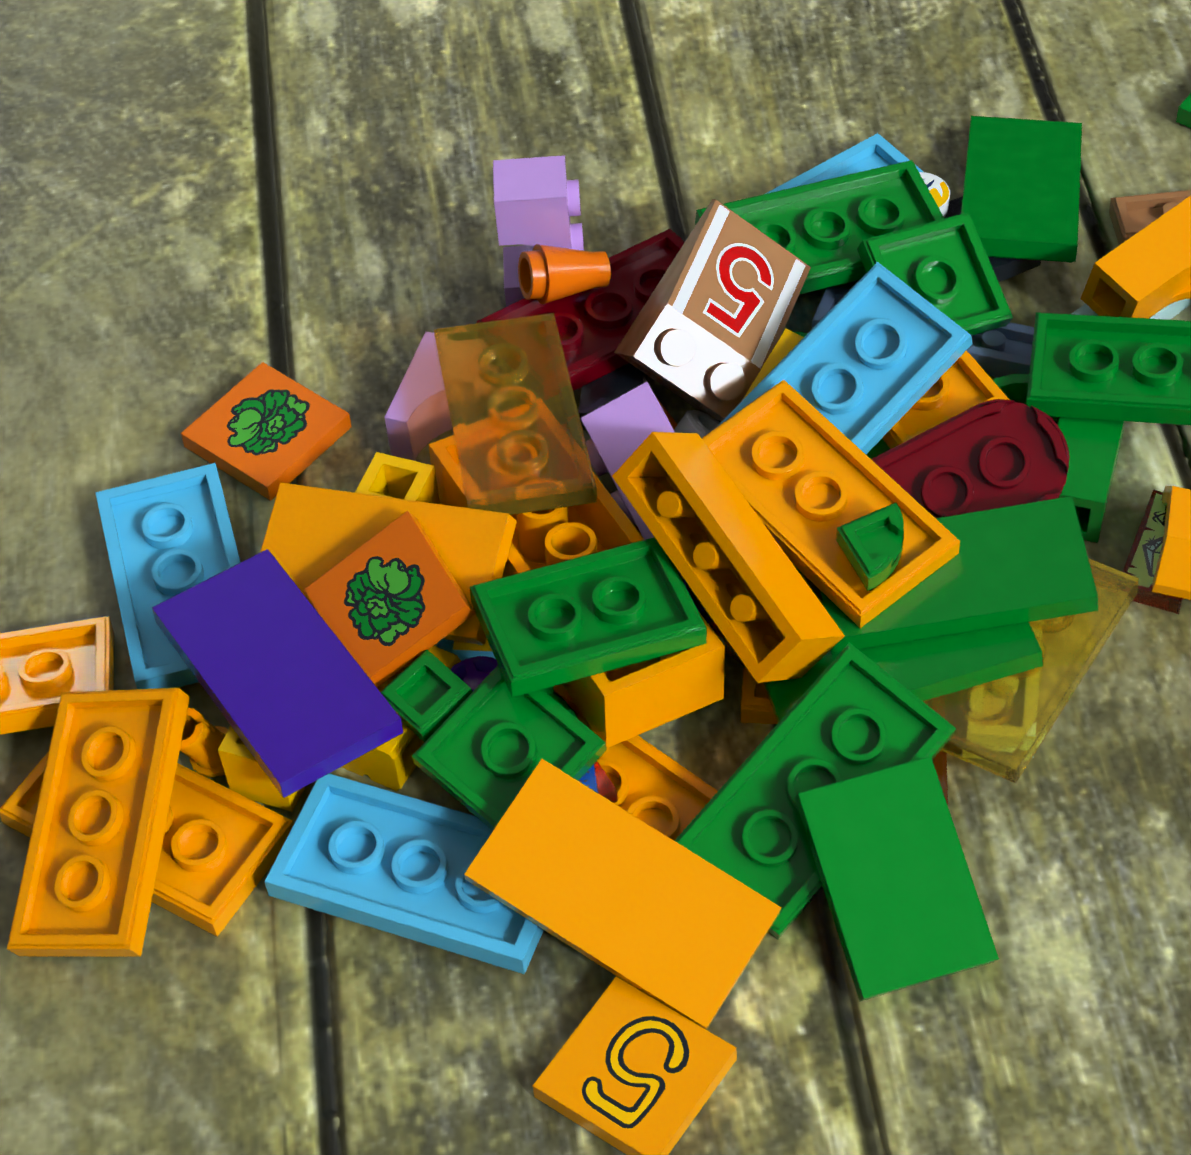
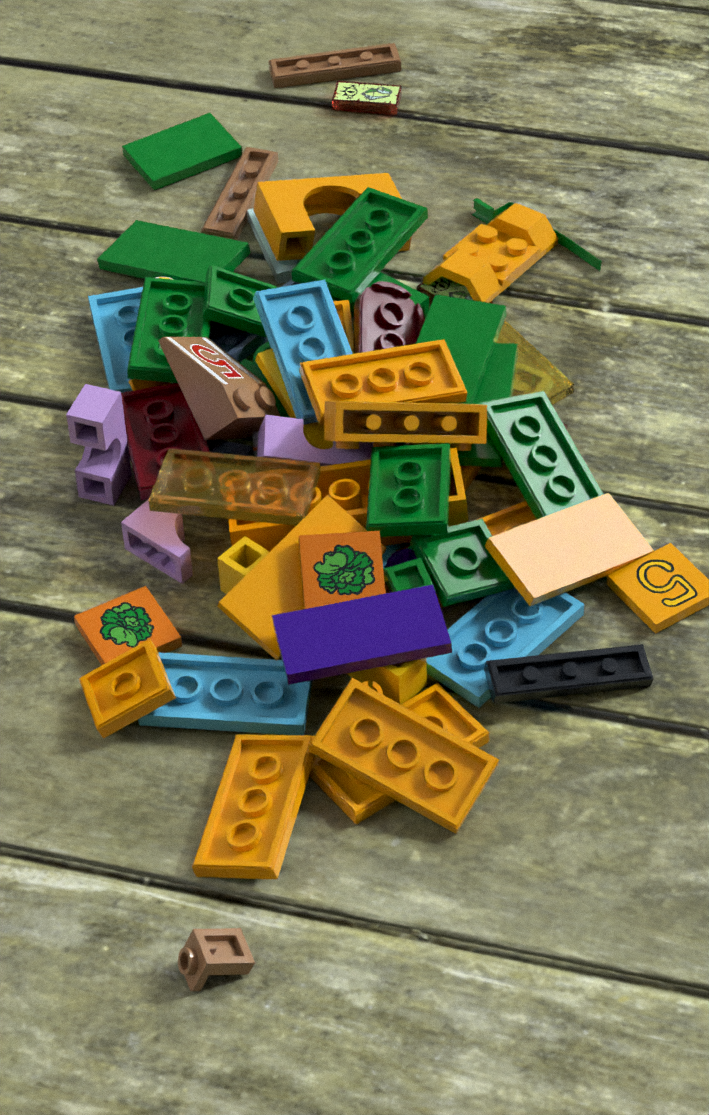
camera: 70 degrees left, 5 degrees down
(136, 462) = (126, 688): none -> light orange tile
(365, 993) = (568, 673): none -> black tile
(559, 272) = (137, 438): orange cone -> none
(873, 544) = (433, 367): green tile -> none
(895, 878) = (610, 449): green tile -> none

